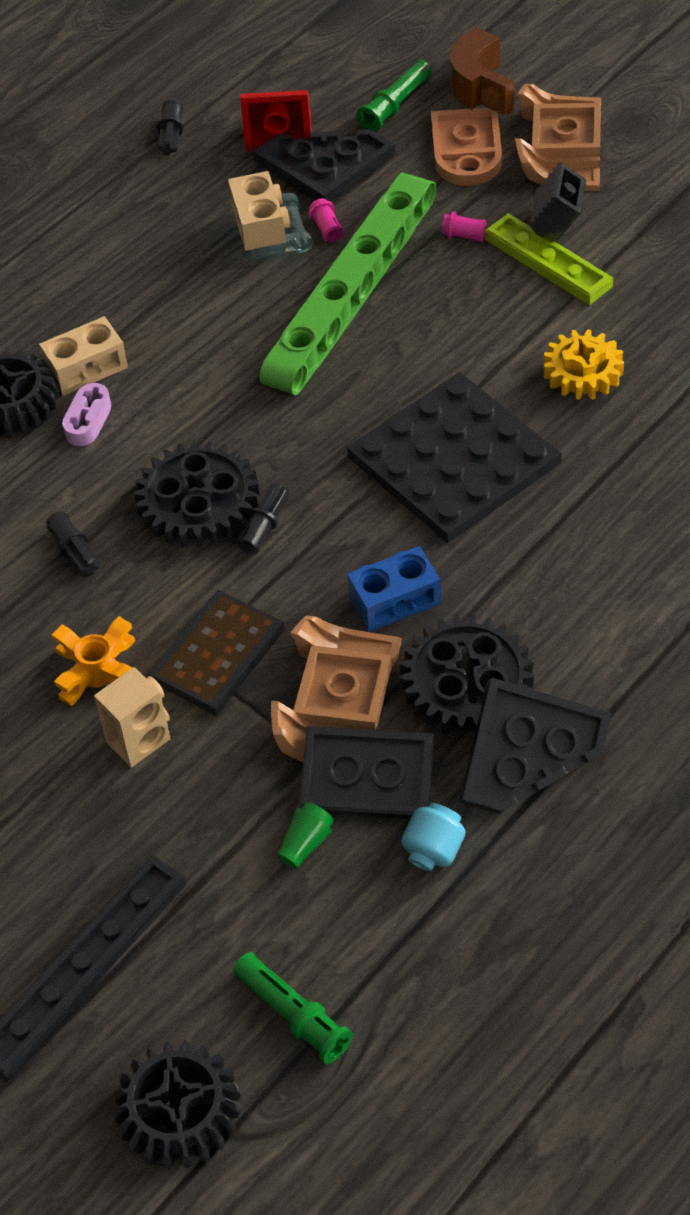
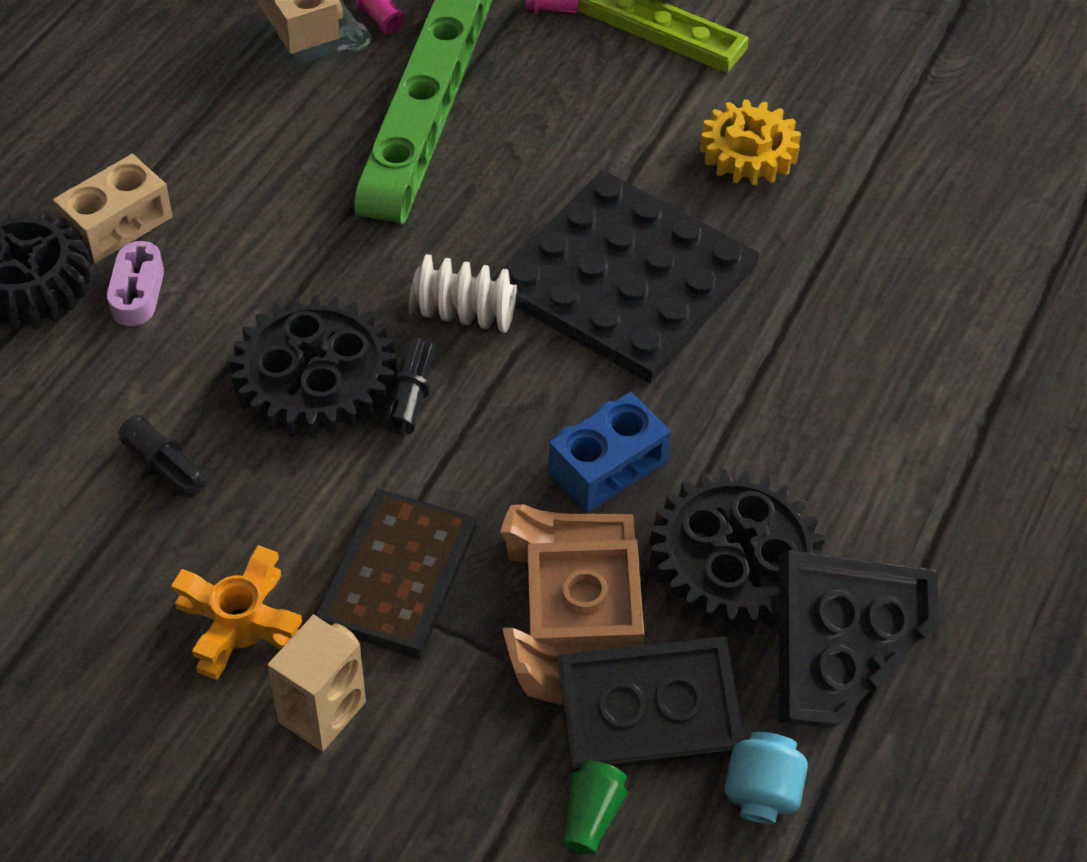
camera: 20 degrees left, 0 degrees up
(321, 456) = (463, 294): none -> white piece

